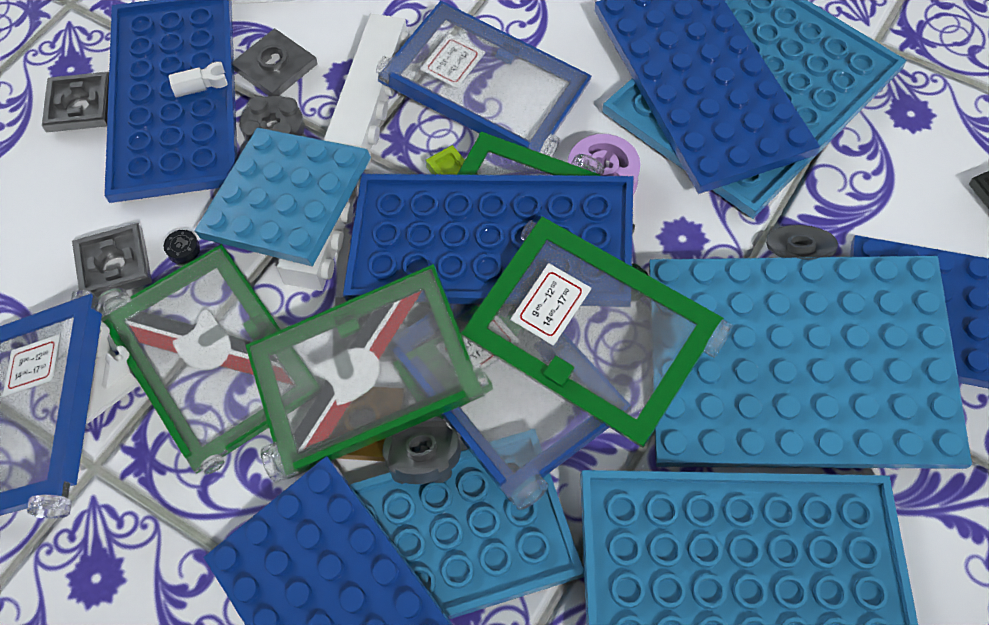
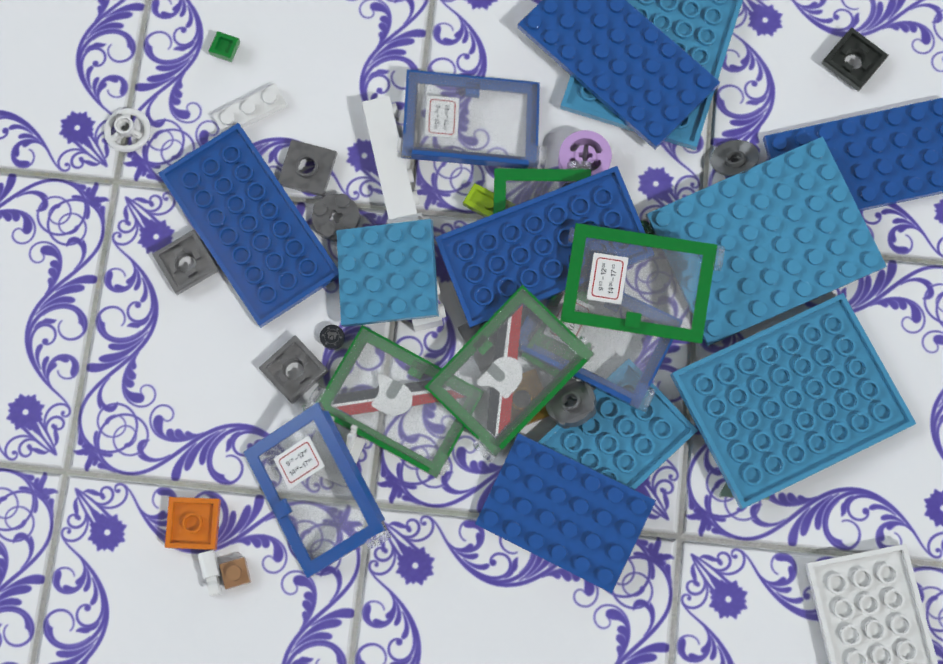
camera: 25 degrees left, 15 degrees up
(198, 79) = (269, 210): white bar -> none

